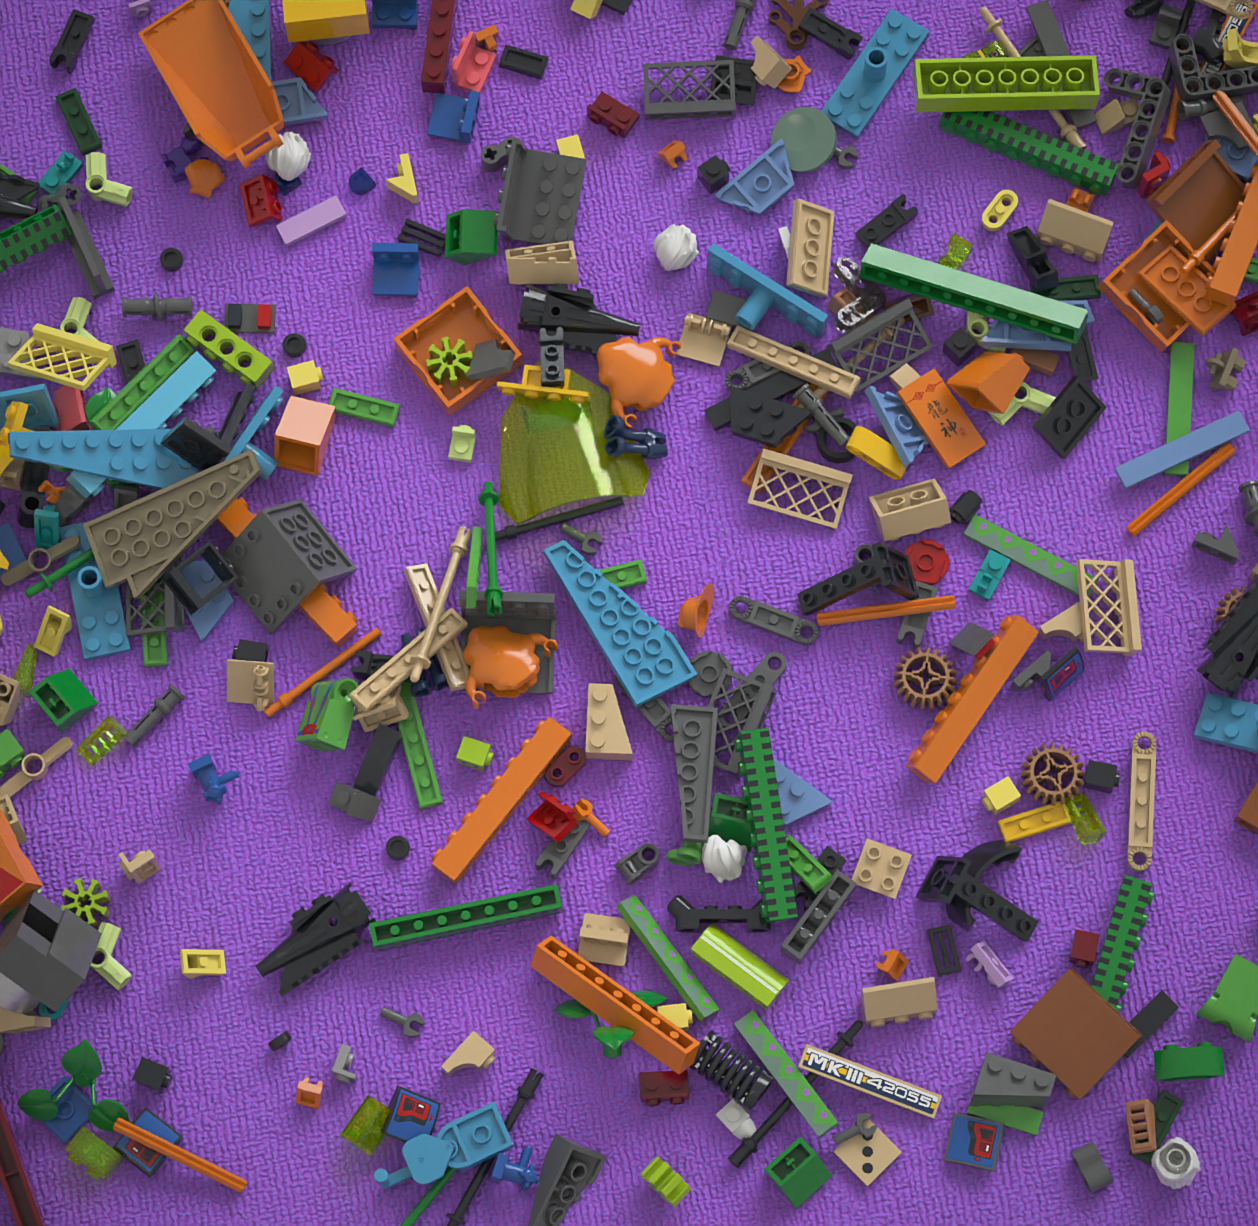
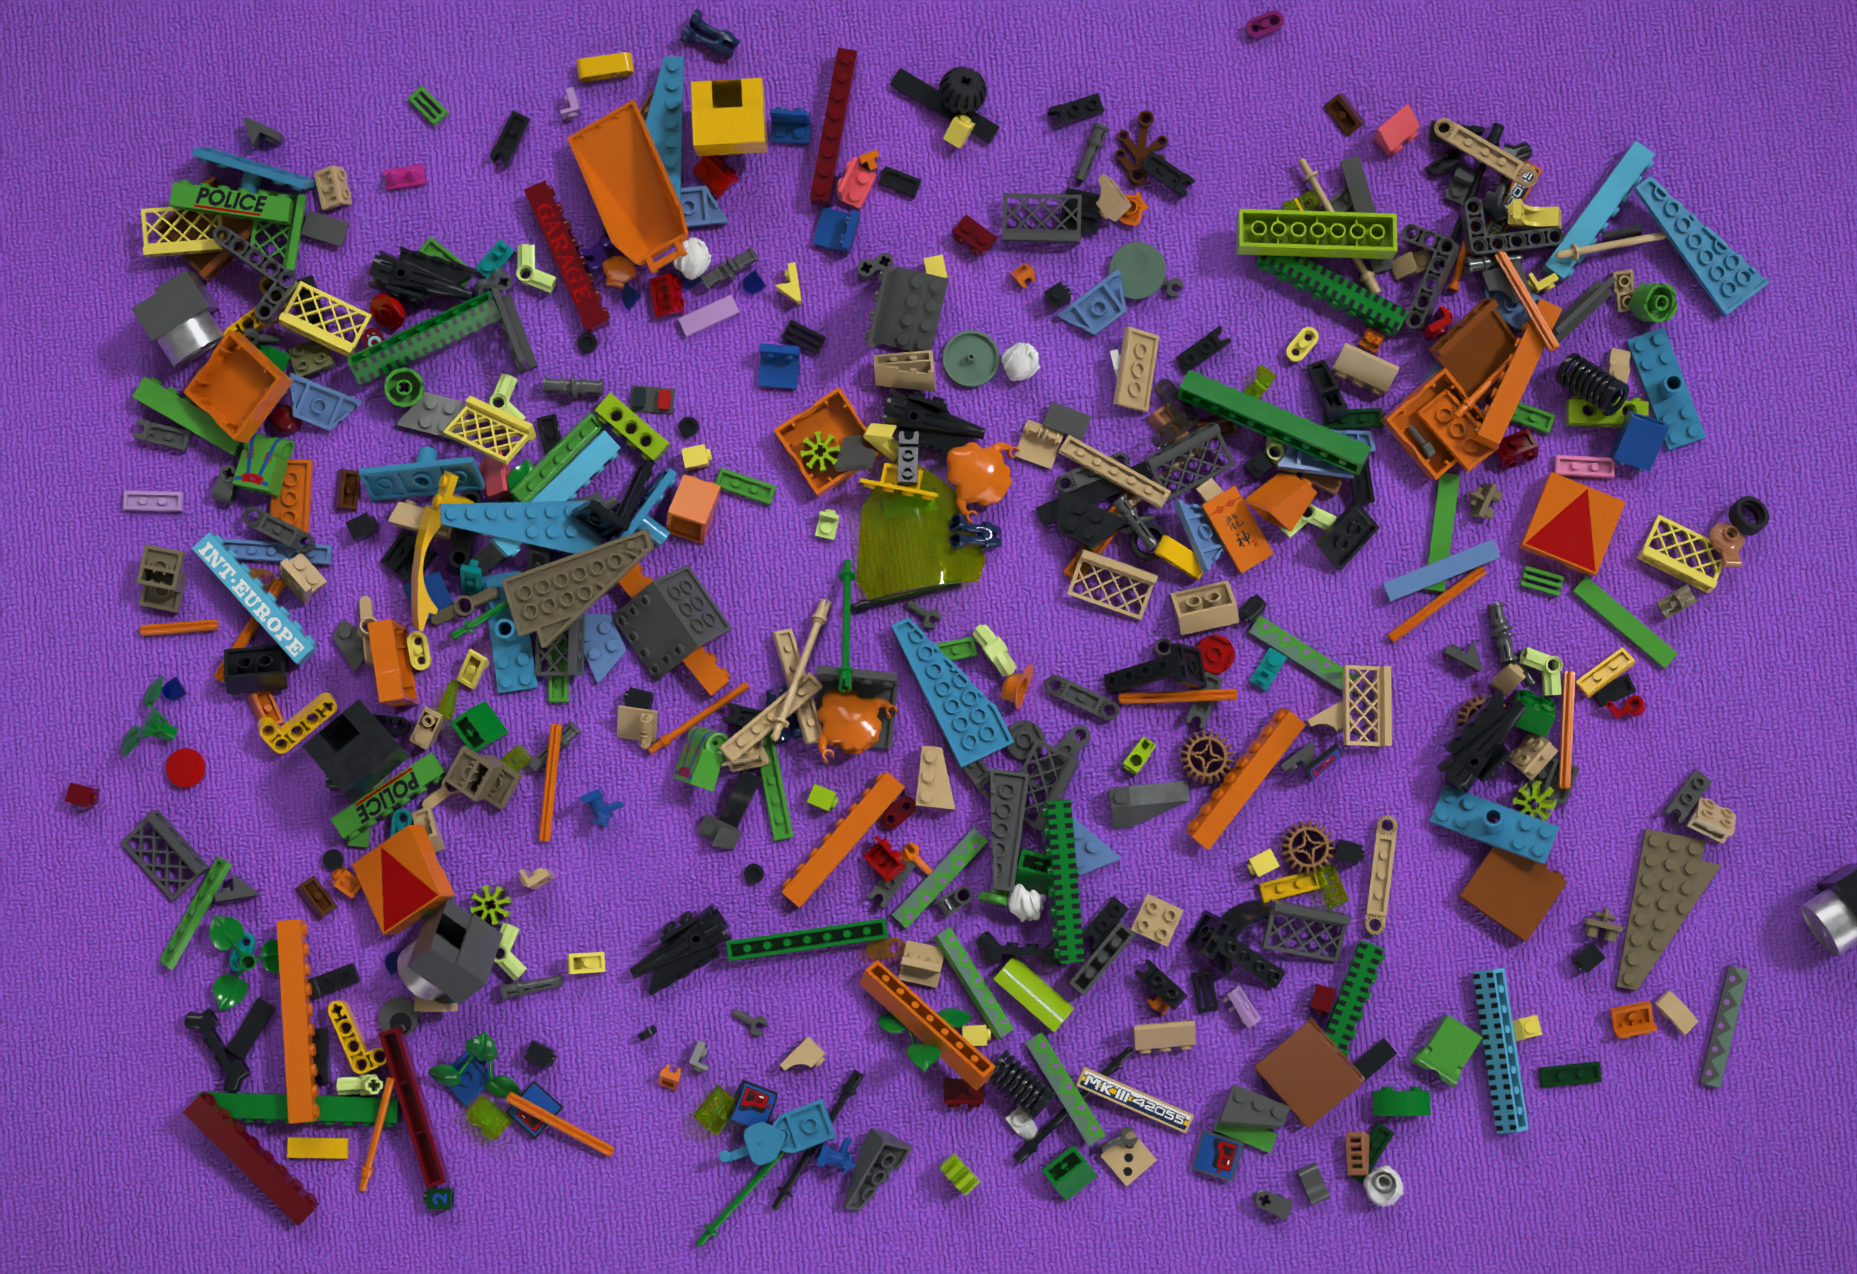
camera: 10 degrees right, 10 degrees up
(51, 491) = (477, 547): orange bar -> none
(70, 753) = (483, 777): none -> dark tan bracket
(79, 121) = (513, 212): dark green tile -> none
(124, 997) = (522, 988): none -> dark grey pin
(143, 165) = (566, 256): none -> dark red brick
(150, 755) = (550, 782): none -> orange axle
(185, 592) = (584, 644): black window -> none
(218, 205) = (630, 296): none -> clear blue tile
(333, 165) = (729, 268): none -> dark grey piece
(470, 236) = (845, 341): green slope -> none
(474, 568) = (830, 644): bright green tile -> none
(518, 339) = (881, 438): none -> light yellow slope
(555, 924) = (881, 948): none -> clear yellow piece
(618, 250) = (971, 358): none -> sand green piece
(619, 839) = (940, 878): none -> tile
(668, 571) = (994, 650): none -> yellowish green piece
(764, 294) = (1093, 411): dark azure plate -> none
(806, 866) = (1094, 914): bright green tile -> none
(844, 683) = (1138, 756): none -> lime leg
(851, 735) = (1142, 802): none -> dark grey wedge
(874, 73) = (1192, 224): dark azure plate -> none
(891, 942) = (1162, 985): none -> black plate
(973, 640) = (1249, 728): dark grey piece -> none
(1049, 1195) = (1276, 1204): none -> dark grey piece
(1057, 848) = (1305, 913): none -> dark grey fence

